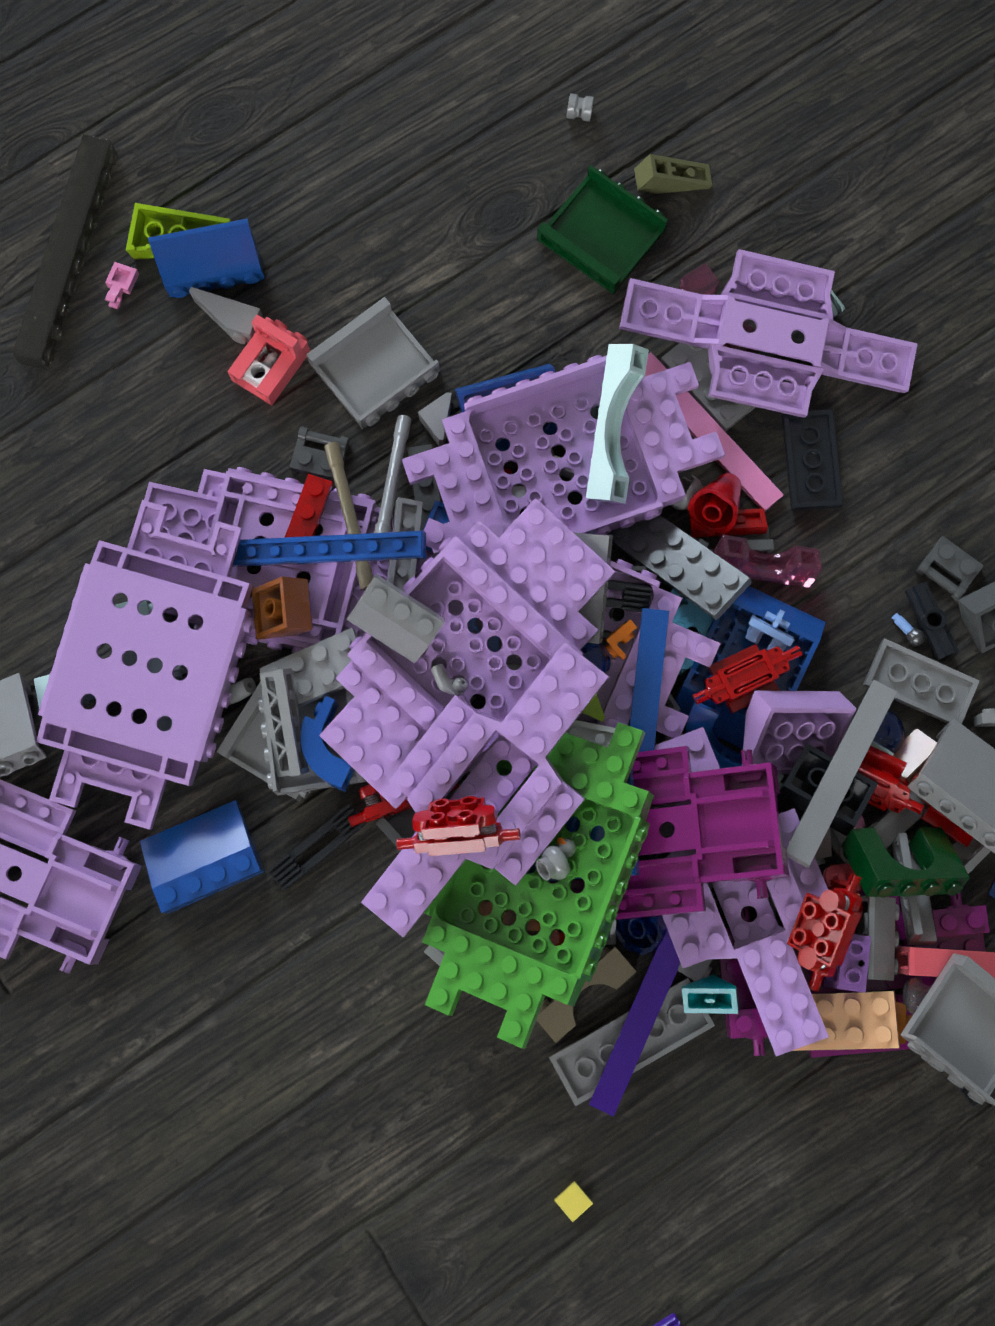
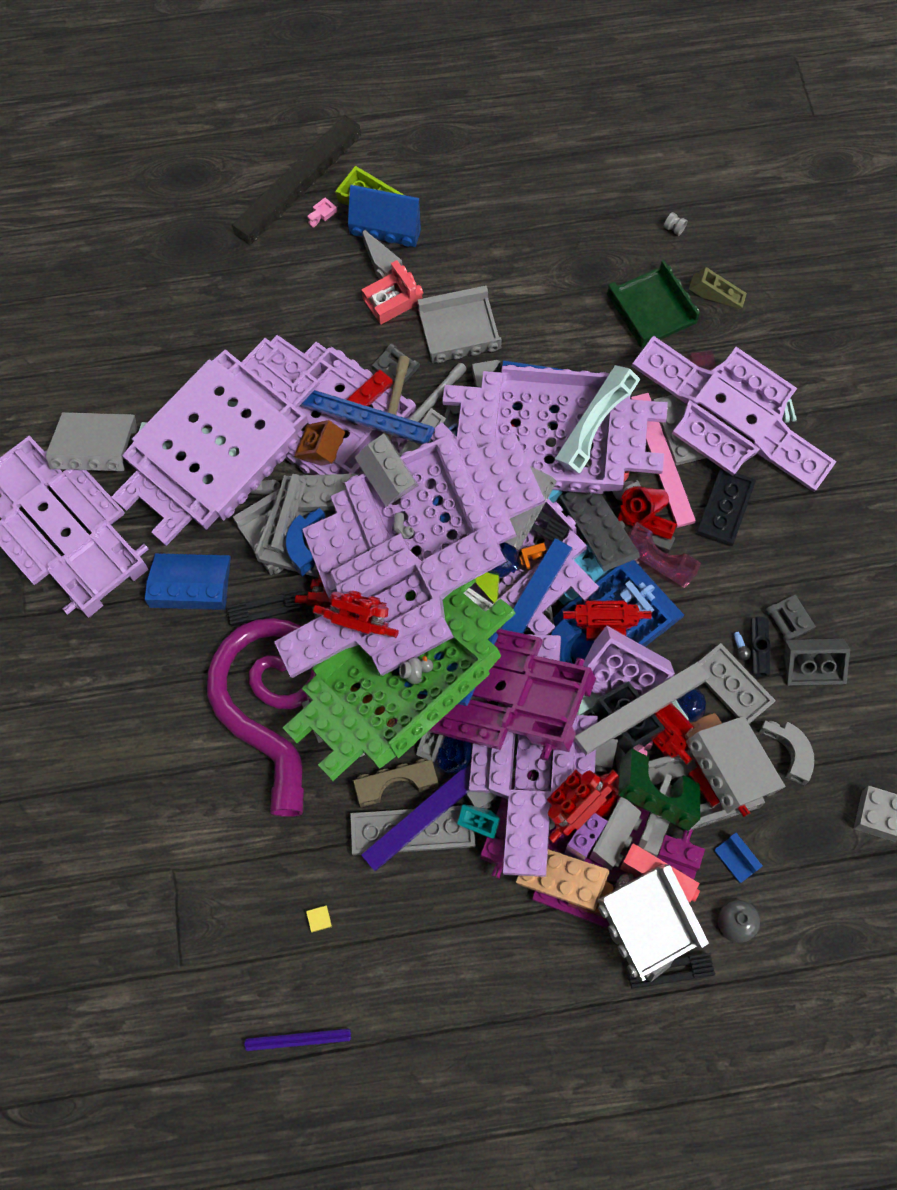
camera: 25 degrees right, 10 degrees down
(460, 1068) = (287, 790): none -> magenta animal

